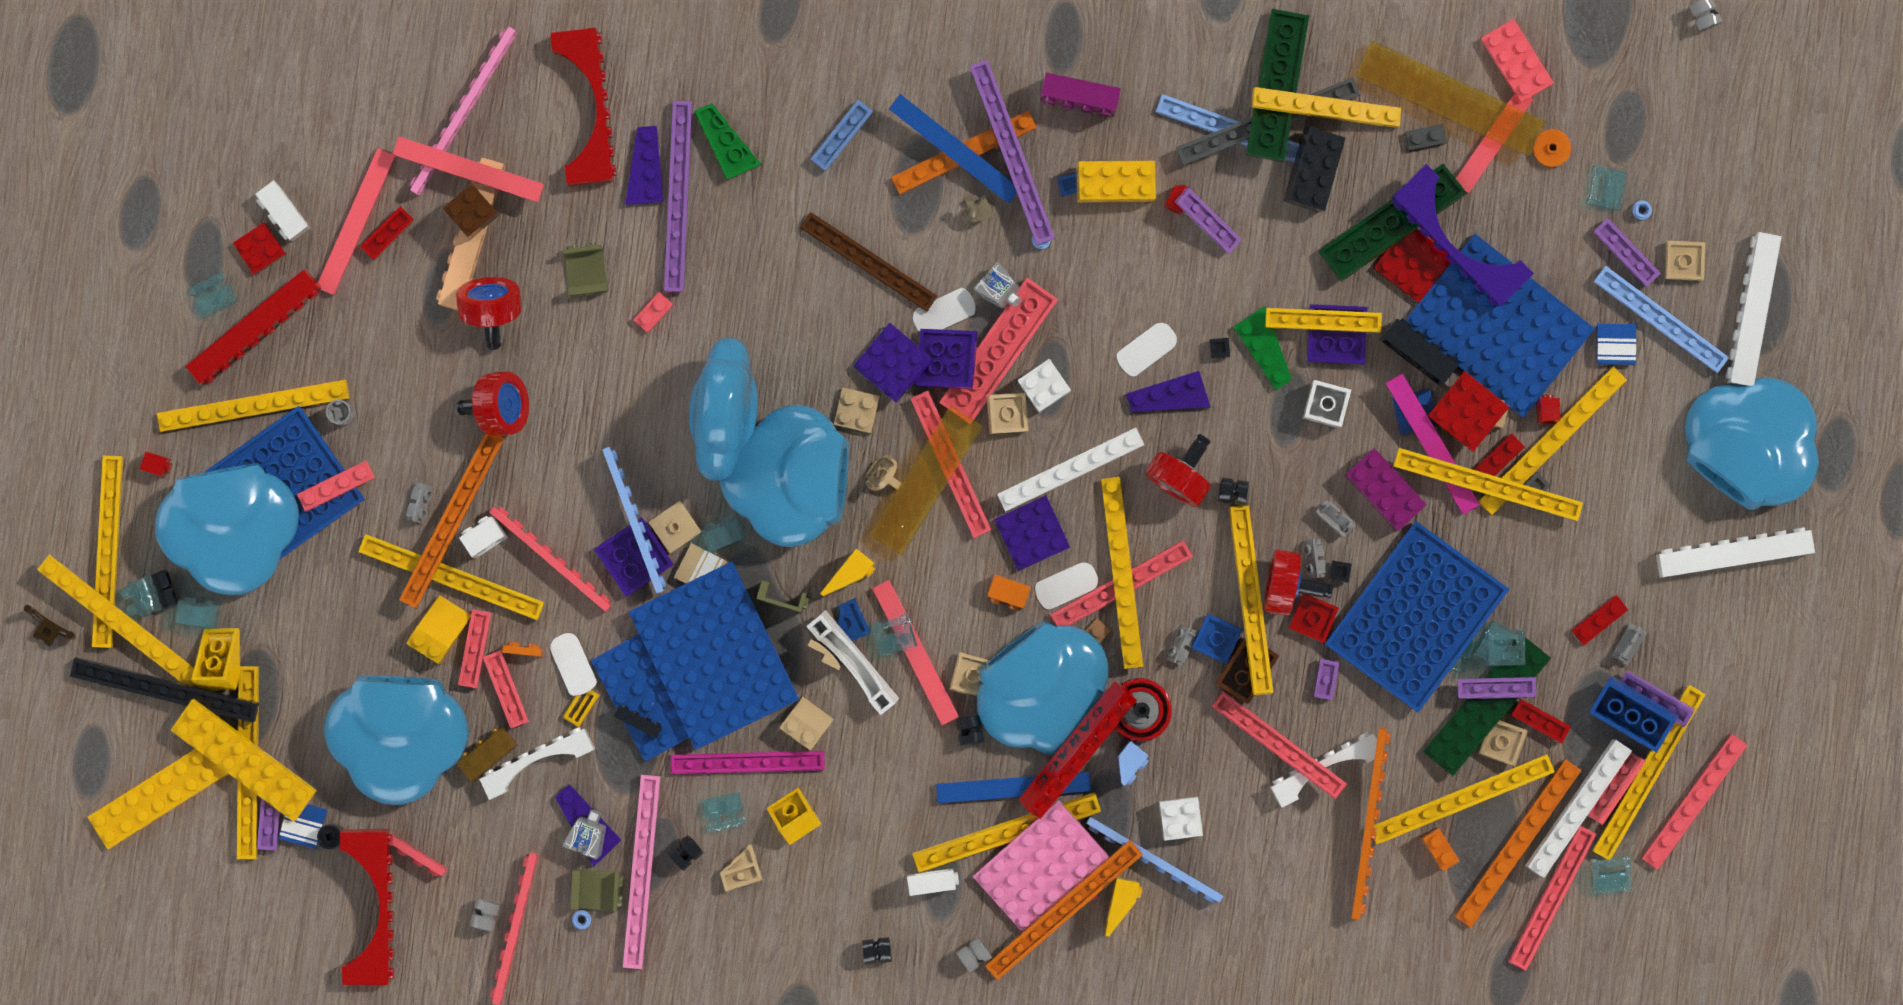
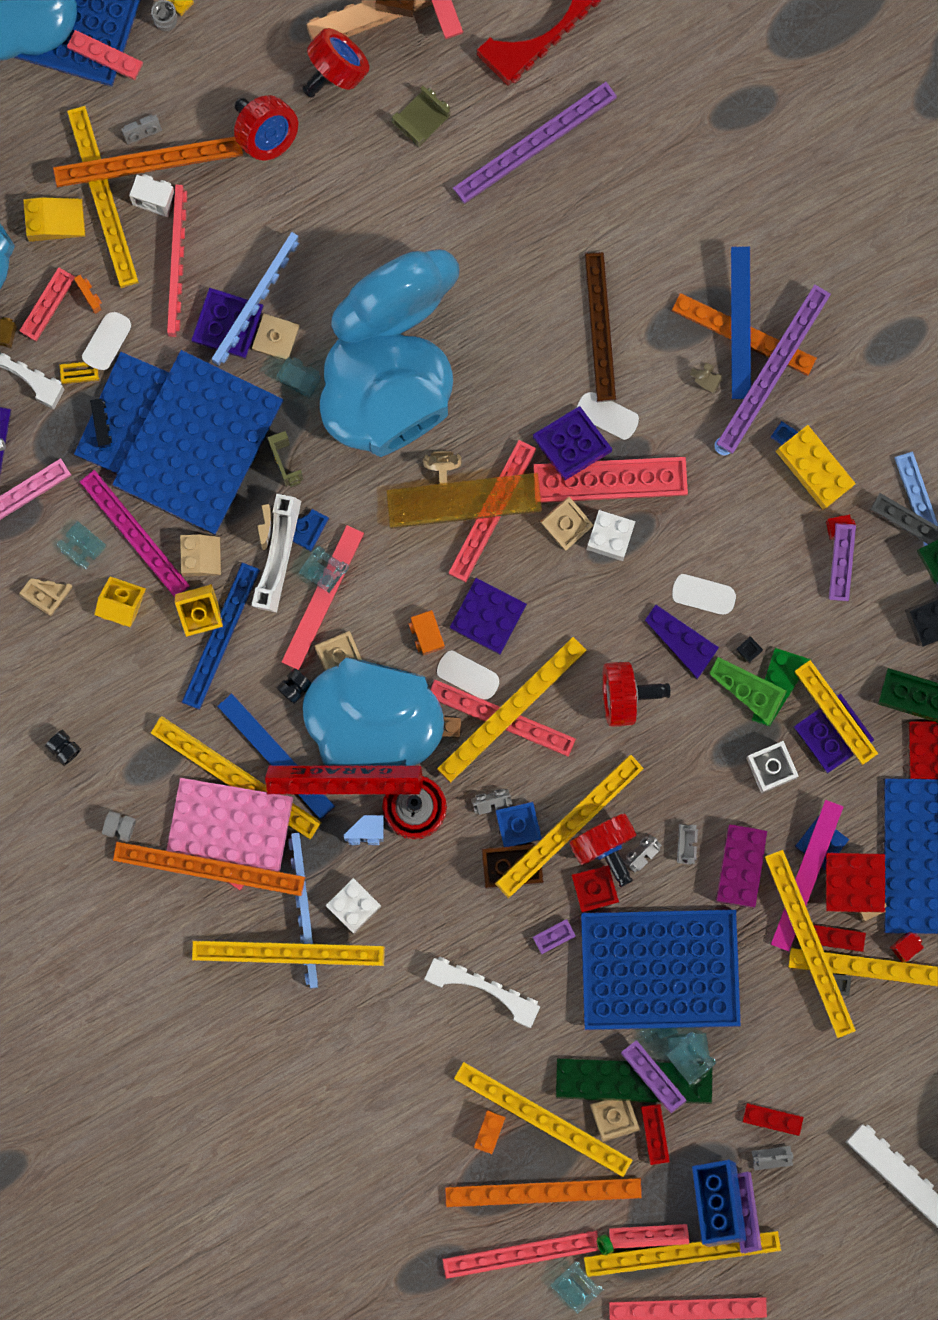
camera: 45 degrees right, 5 degrees down
(474, 648) = (60, 257): coral plate -> none
(645, 172) = (535, 103): dark purple wing -> none
(653, 312) = (430, 193): coral plate -> none
(691, 849) = (32, 540): black wheel -> none
(697, 563) = (260, 374): tan slope -> none
(728, 148) = (603, 150): green wing -> none
(841, 135) = (681, 230): medium blue plate -> none
(849, 759) = (198, 610): none -> yellow slope
(852, 571) = (347, 497): yellow slope -> none
(856, 410) = (477, 406): tan plate -> none
(883, 757) = (220, 636): none -> blue tile
(893, 362) = (536, 404): dark purple plate -> none
(932, 881) = (151, 747): white window -> none
(998, 287) = (660, 440): light grey torso -> none
(1070, 469) = (561, 606): white brick -> none
(1080, 94) = (860, 386): magenta brick -> none
(1122, 900) = (250, 909): yellow slope -> none
(1179, 899) = (288, 953): none -> yellow plate
(1226, 491) = (645, 740): black wheel -> none
(1255, 371) = (750, 689): none -> bright green wing
(1279, 745) = (472, 939): coral tile -> none
(1340, 571) = (648, 881): black plate -> none
(1372, 814) = (474, 1055): orange plate -> none
(1419, 352) = (871, 807): black brick -> none
(1578, 808) = (609, 1218): white brick -> none
(1596, 827) = (604, 1245): none -> green tile

